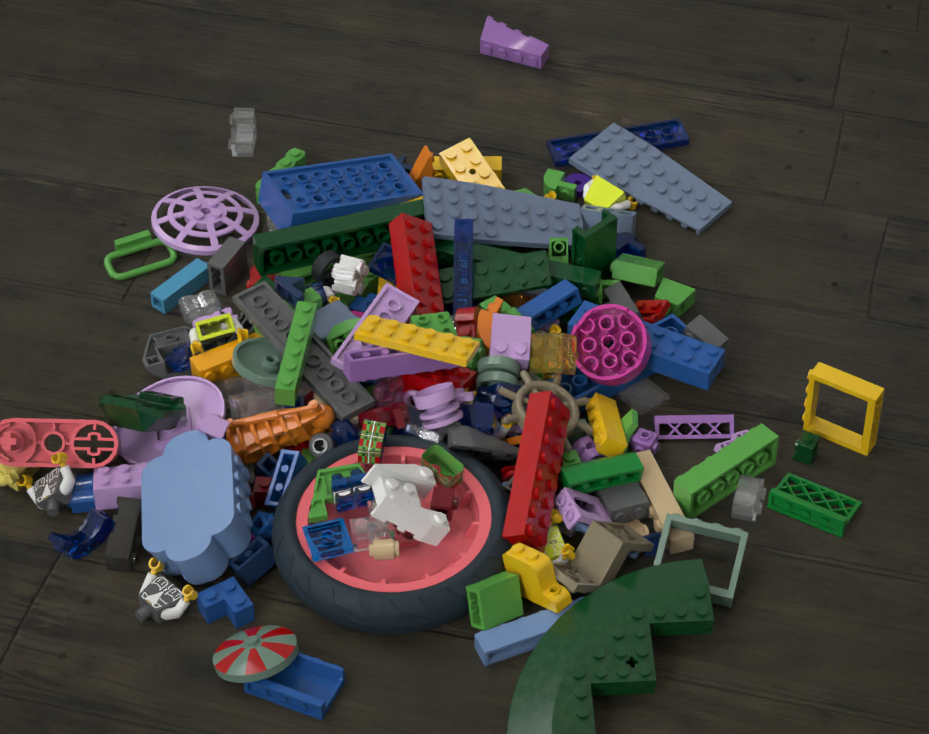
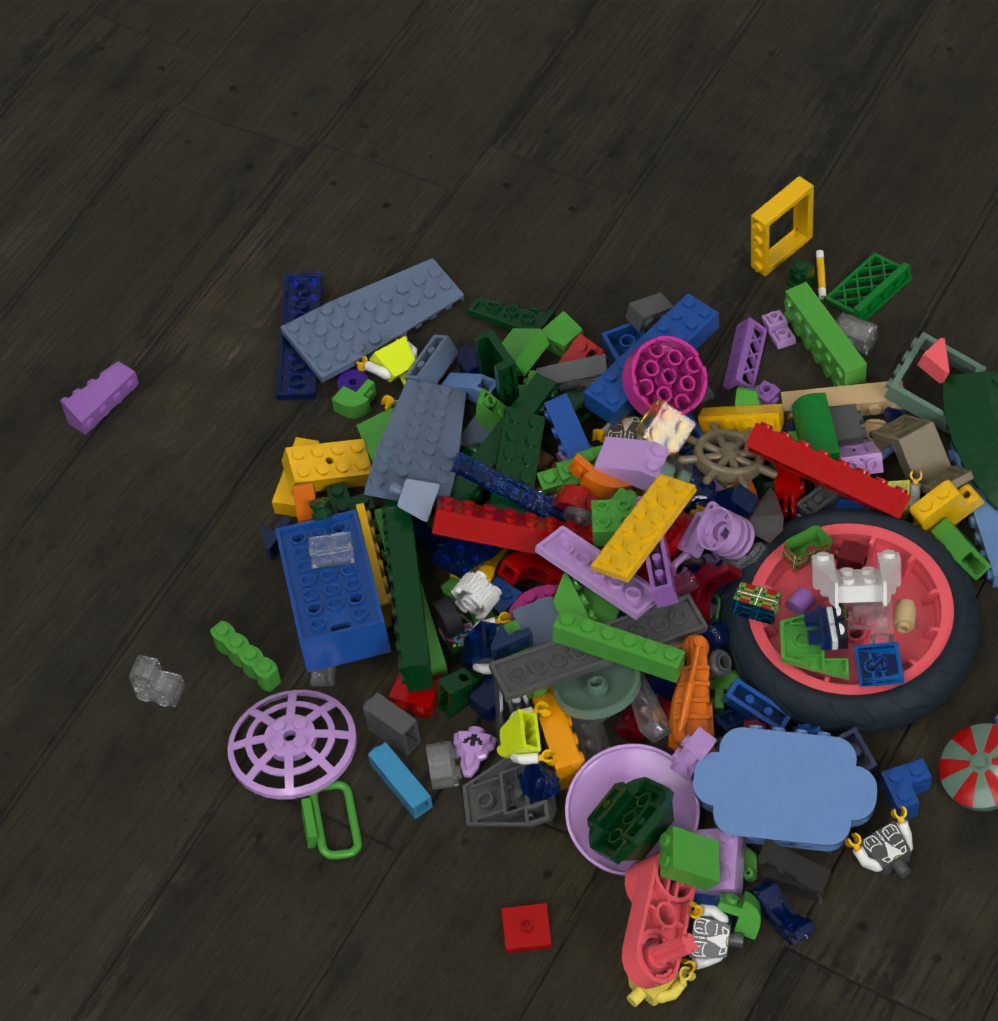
camera: 70 degrees left, 10 degrees up
(57, 386) = (526, 928): none -> red plate
(78, 506) = (746, 911): none -> bright green brick
(106, 444) = (689, 858): none -> bright green brick
(365, 178) = (331, 550): none -> clear hinge
(415, 171) = (320, 508): none -> dark green wheel
(424, 204) = (416, 496): none -> sand blue torso
(684, 262) = (510, 315): none -> dark green wing
(712, 543) = (935, 361): none -> coral slope
(819, 466) = (821, 274): none -> yellow bar

